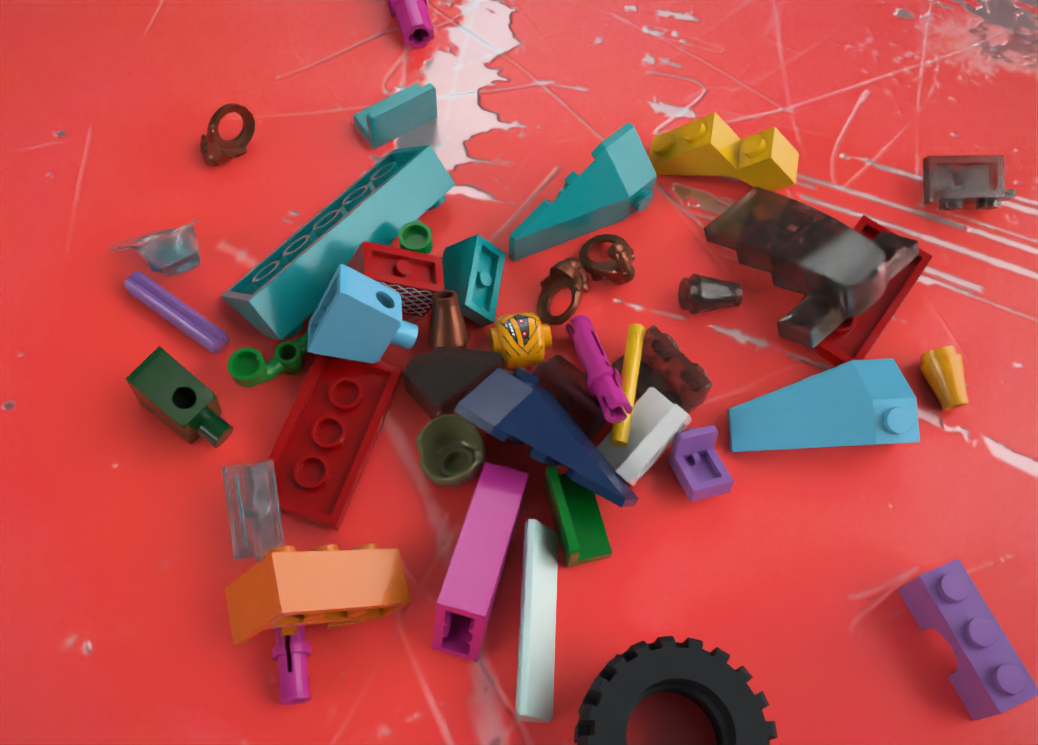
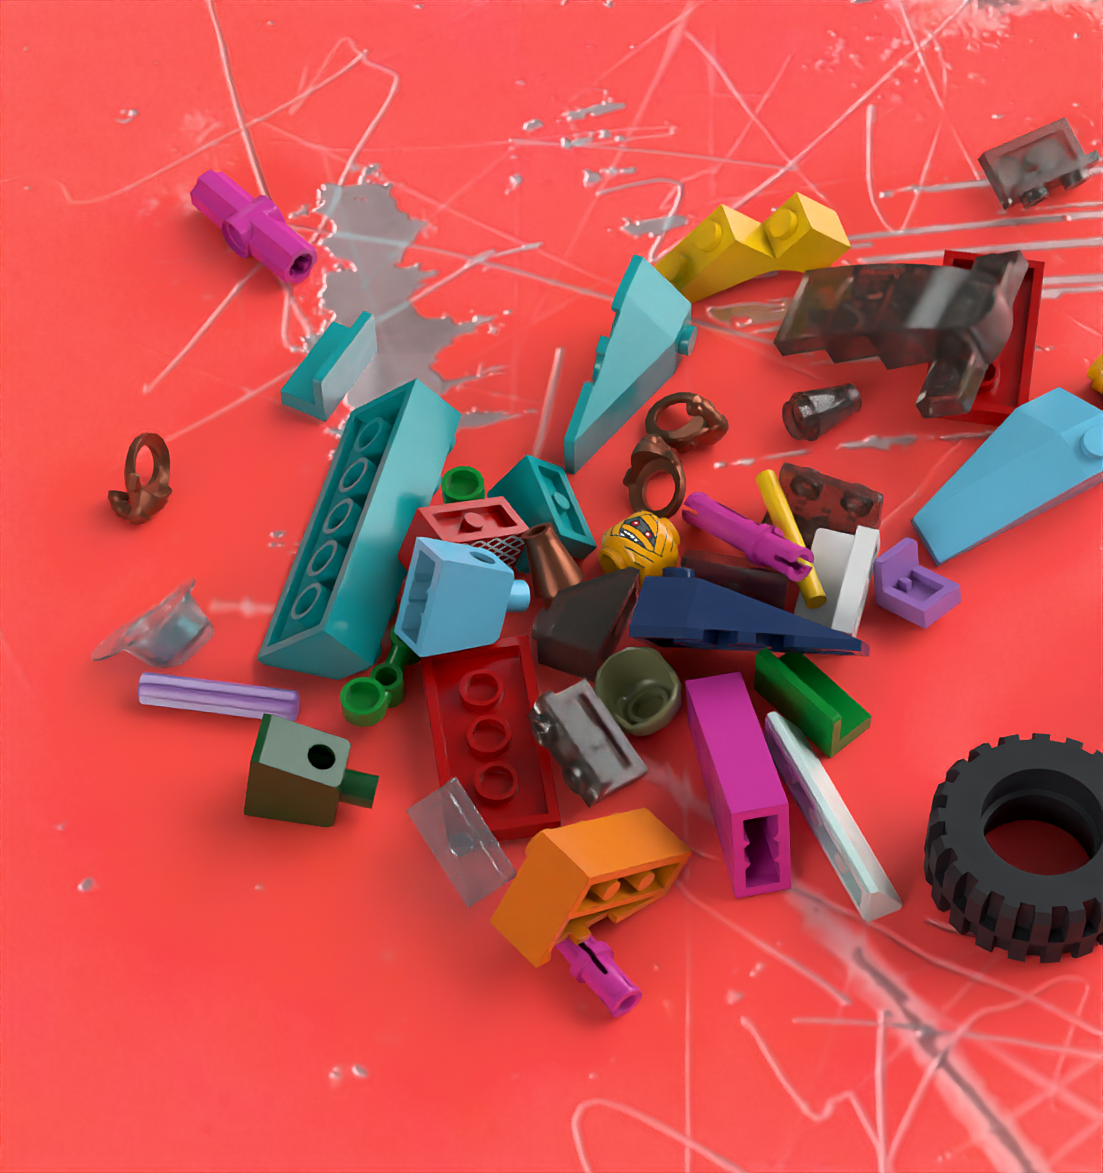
camera: 20 degrees left, 10 degrees down
(390, 473) = (585, 742): none -> clear smoke bracket

